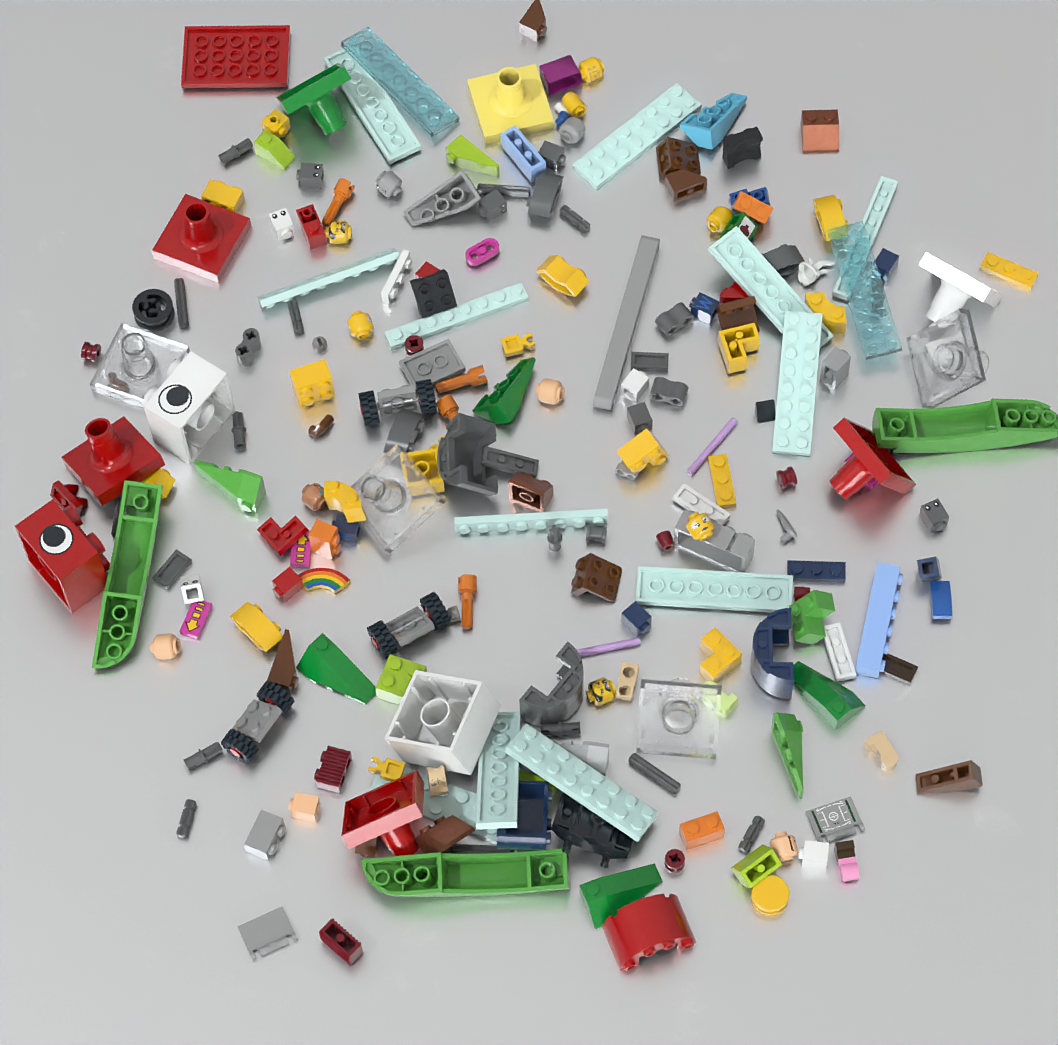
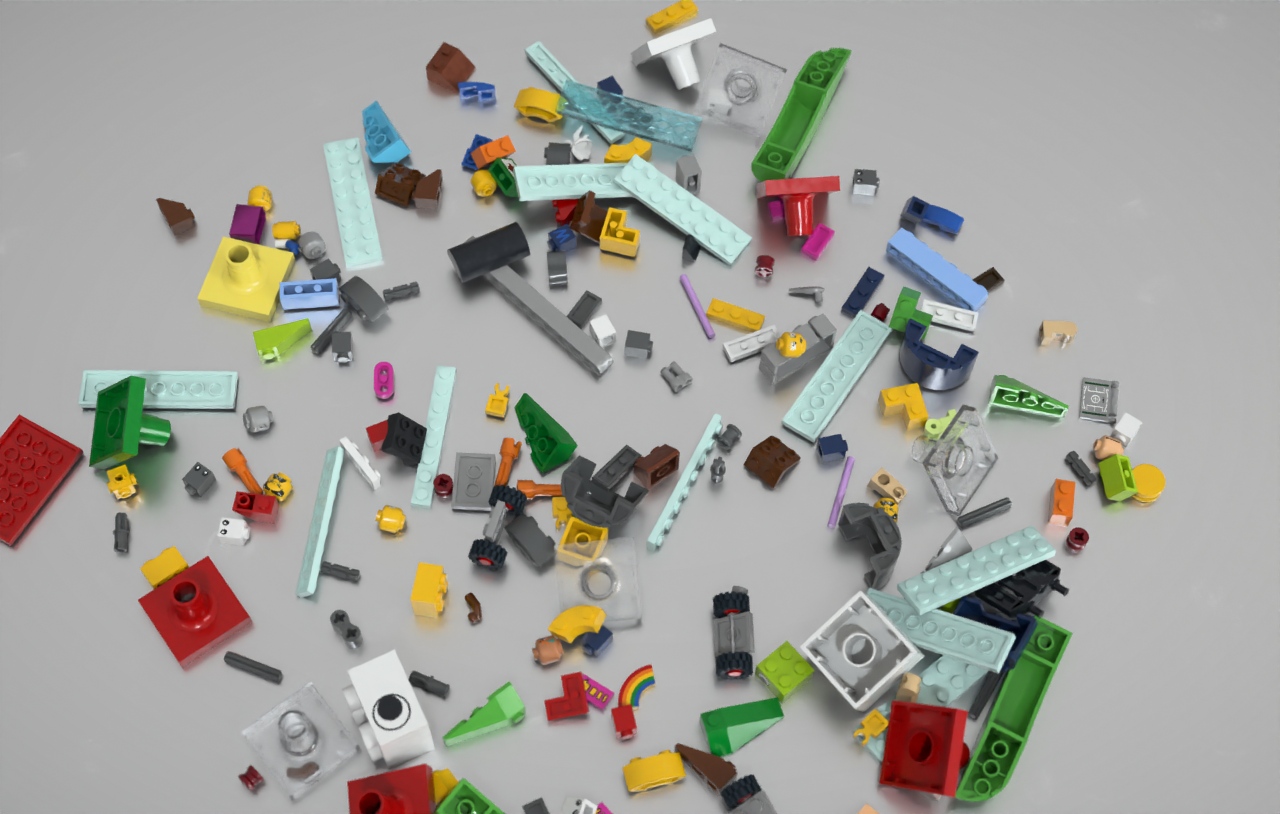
camera: 65 degrees left, 0 degrees up
(155, 318) = (257, 696): black wheel -> none
(273, 150) = (146, 498): lime slope -> none
(316, 346) = (382, 568): light grey hinge -> none
(324, 539) = (602, 662): orange brick -> none
(333, 769) = (839, 777): dark red brick -> none
(400, 81) = (153, 353): clear light blue plate -> none
(443, 834) = (974, 700): copper slope -> none
(447, 199) = (312, 378): light grey wedge -> none
(467, 588) = (721, 568): orange piece -> none
(550, 391) = (565, 399): light nougat head -> none
(560, 728) = (903, 564): dark grey pin -> none
(562, 276) = (455, 329): yellow brick -> none
(612, 892) = (1084, 604): green wedge -> none
(642, 450) = (678, 356): yellow brick -> none
(646, 928) = (1137, 595): red cylinder -> none
(647, 257) = (489, 252): none -> black brick
(665, 540) = (768, 387): dark red hose -> none
(668, 391) = (625, 308): dark grey axle -> none
(742, 146) = (427, 127): black brick -> none
(813, 167) = (482, 90): none -> blue slope
(830, 698) = (991, 342): green wedge -> none
(845, 509) = (817, 241): none -> dark pink tile
(846, 860) = (1144, 410): leg -> none
(950, 778) = (1107, 298): reddish brown slope -> none

